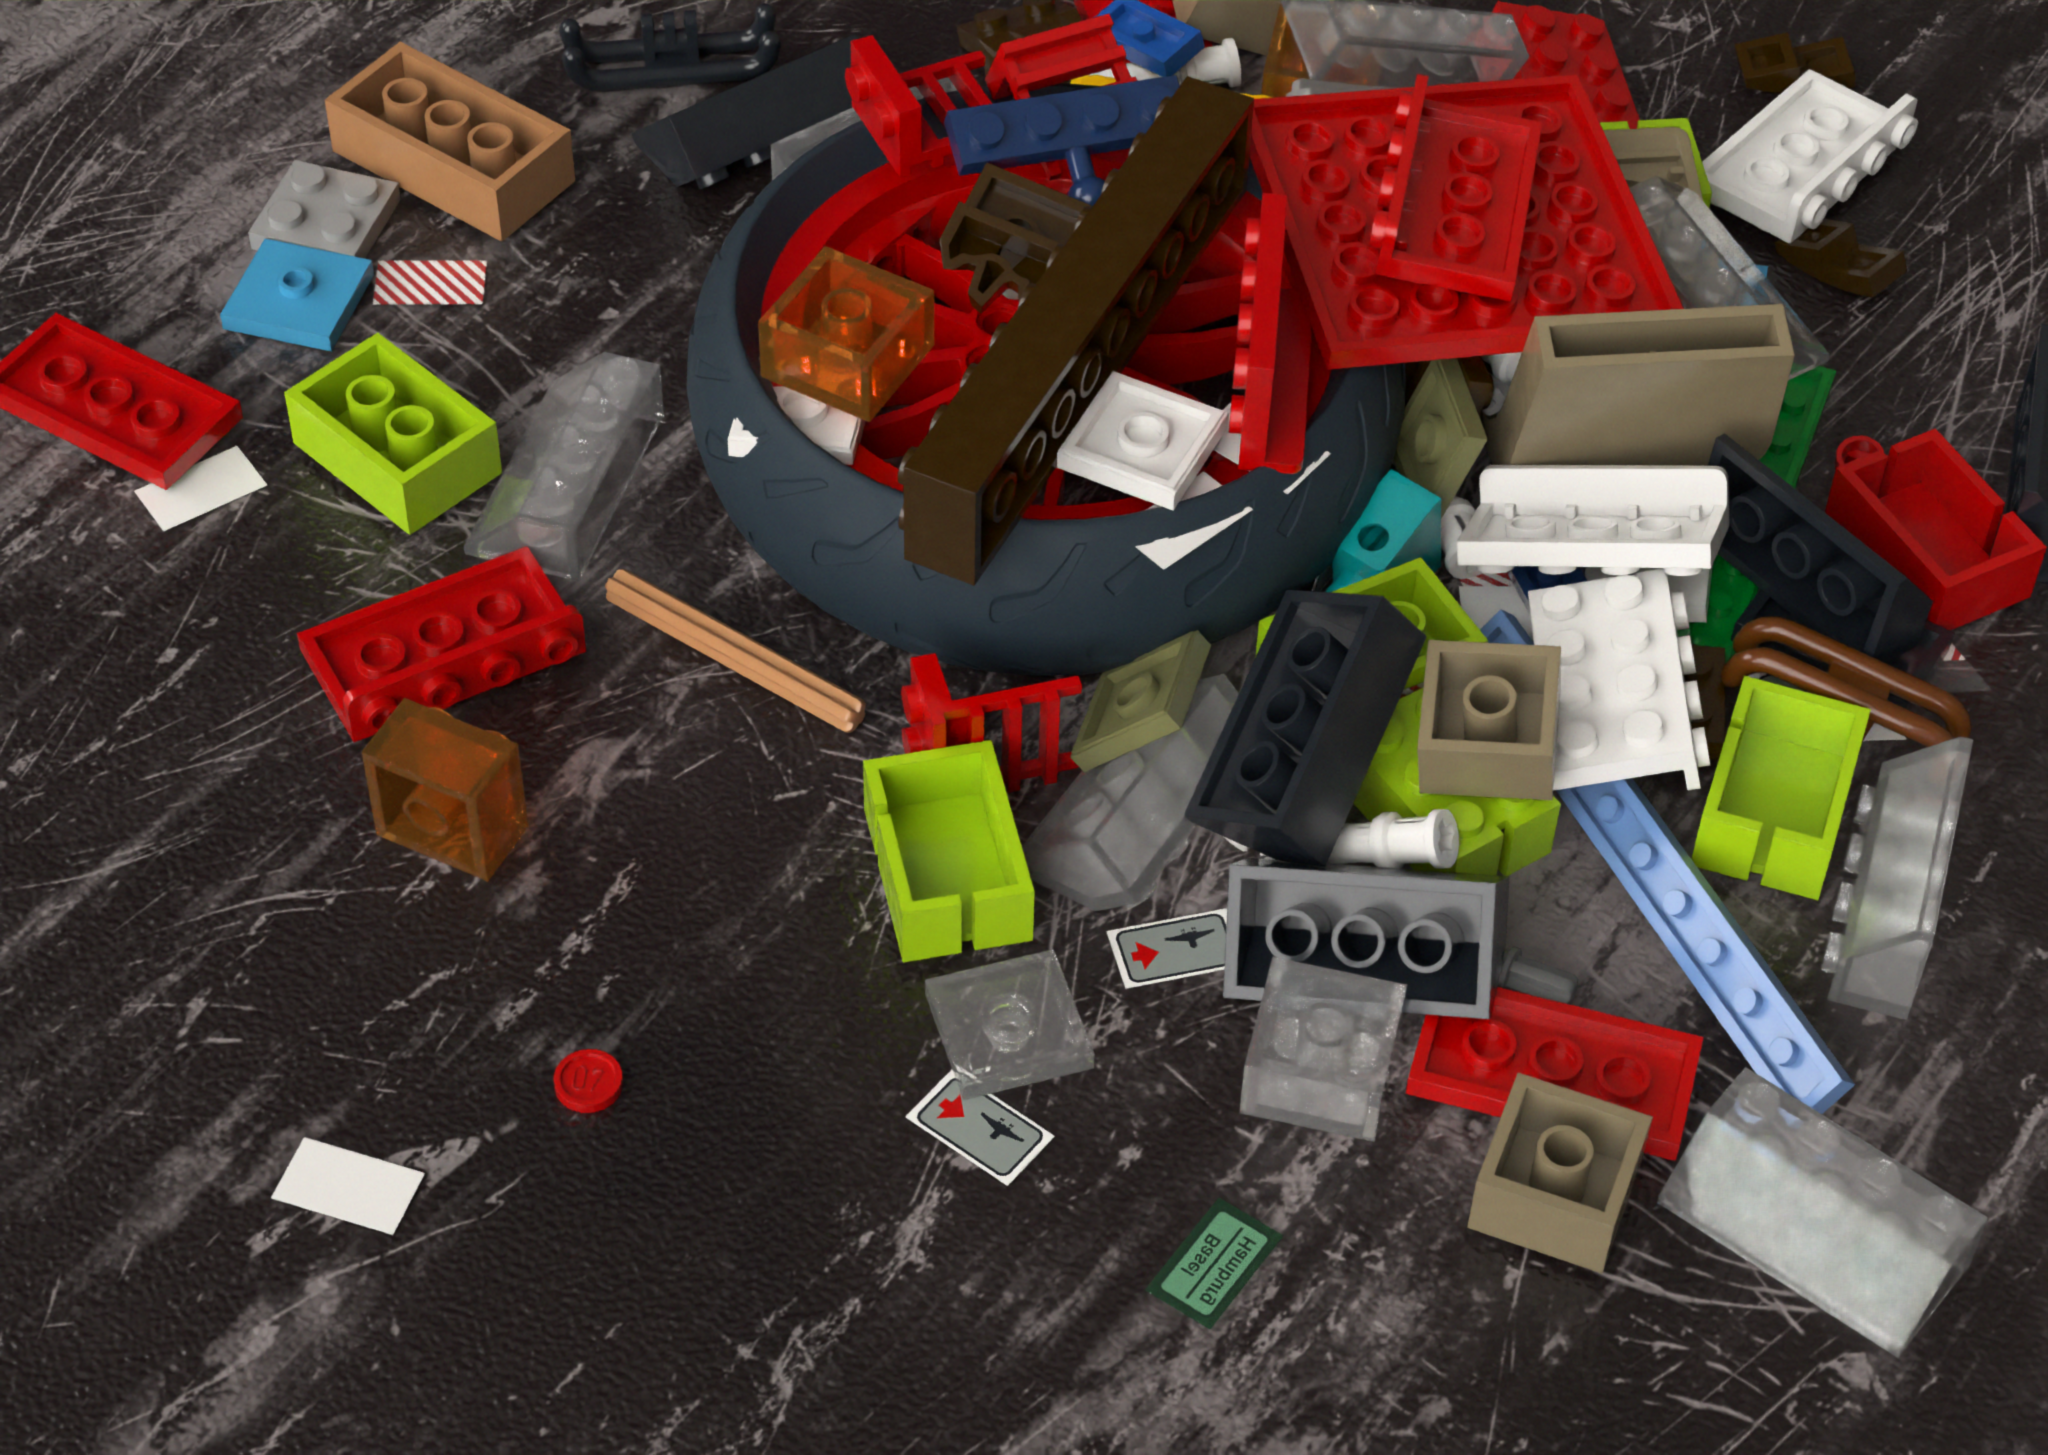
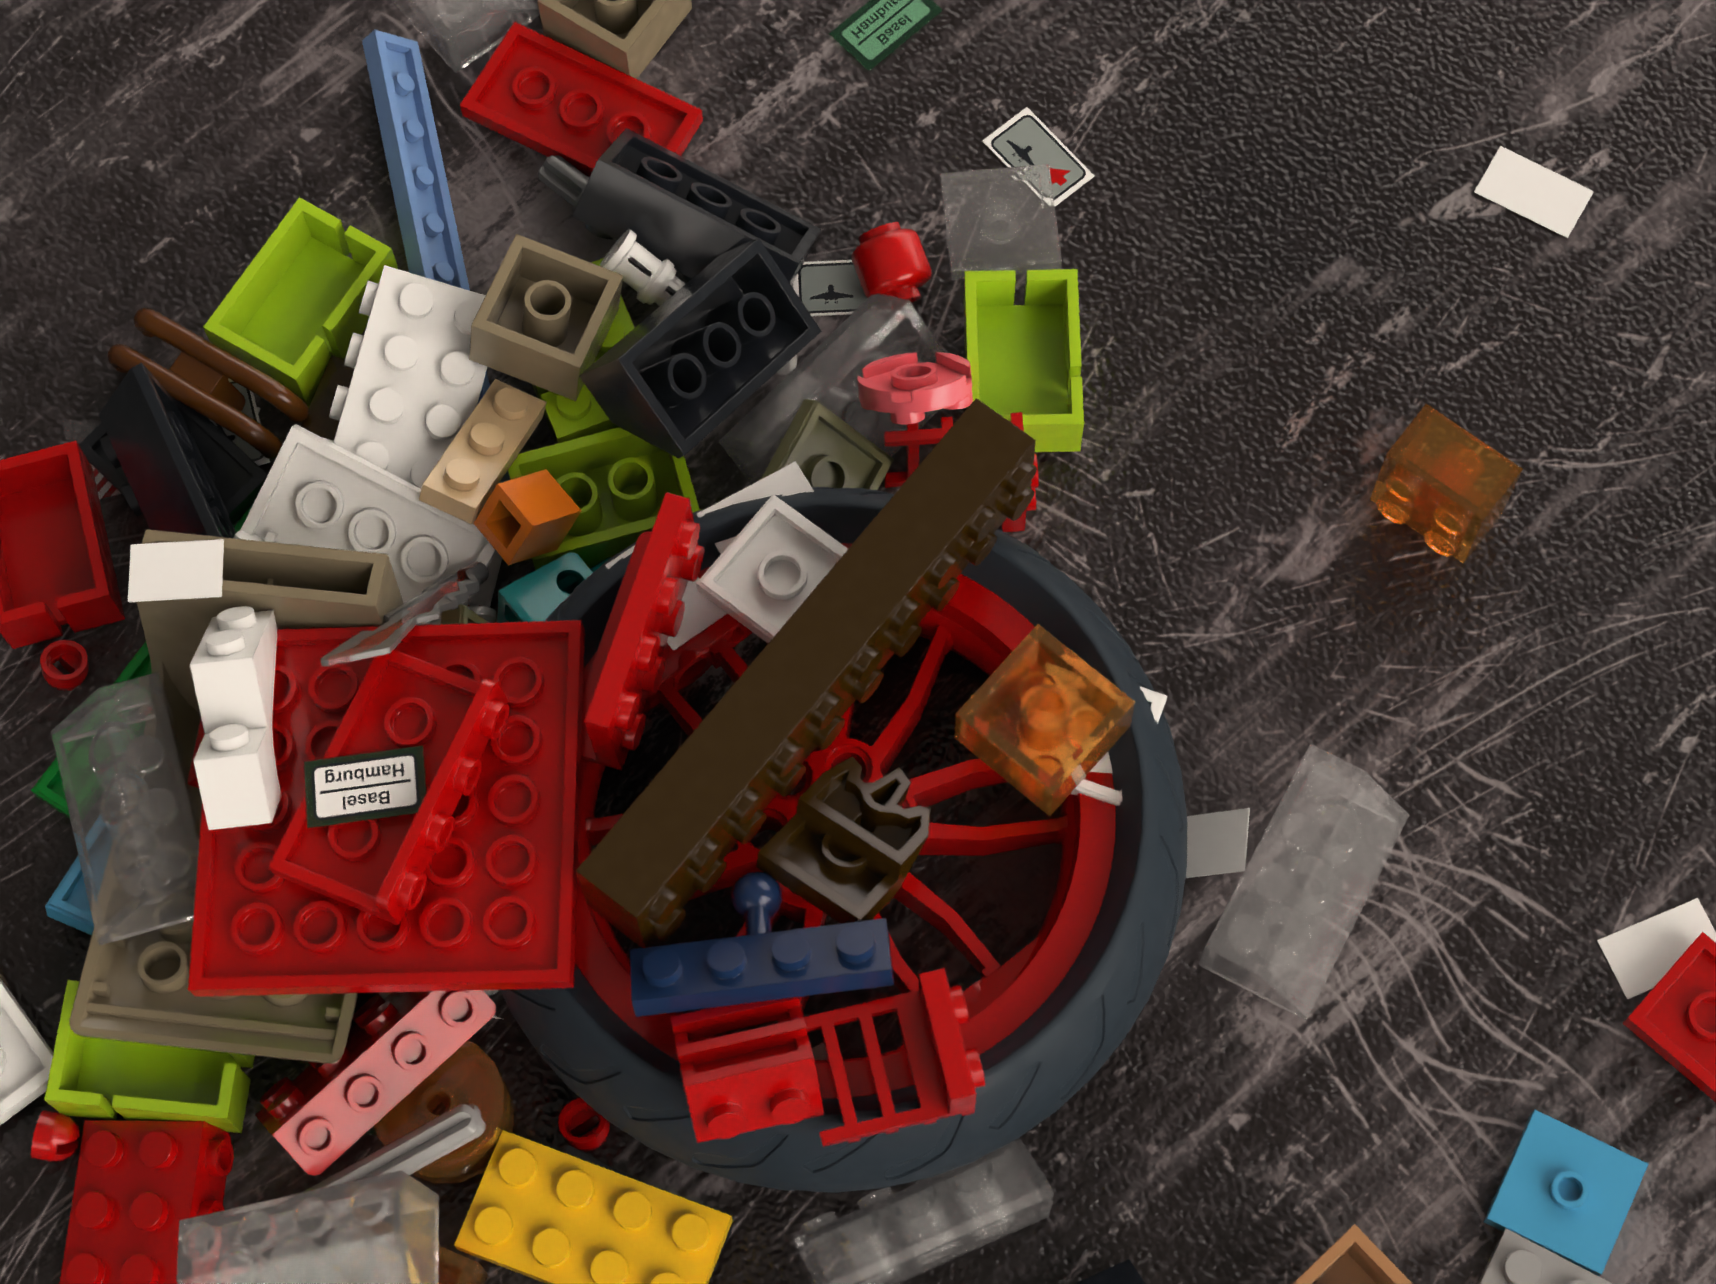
camera: 165 degrees left, 20 degrees up
(394, 433) = (1475, 930): lime brick -> none
(430, 282) = (1424, 1200): clear sticker -> none
(443, 641) = (1436, 680): red bracket -> none
(588, 1080) = (1340, 245): red piece -> none
(671, 467) = (1217, 842): none -> white sticker
(736, 650) = (1171, 643): medium nougat axle -> none
(1023, 745) = (912, 388): none -> coral plate
(1126, 941) = (891, 262): none -> red head
(1322, 1049) = (763, 130): clear brick -> none
(1433, 547) = (527, 516): none -> orange brick
(1479, 178) = (364, 786): none -> sticker
(1500, 358) = (399, 622): none -> dark grey sword
(1513, 582) = (482, 451): none -> tan plate
(1635, 230) = (235, 699): none -> white arch
(1744, 317) = (176, 570): none -> white sticker
(1897, 879) = (240, 195): clear slope -> none

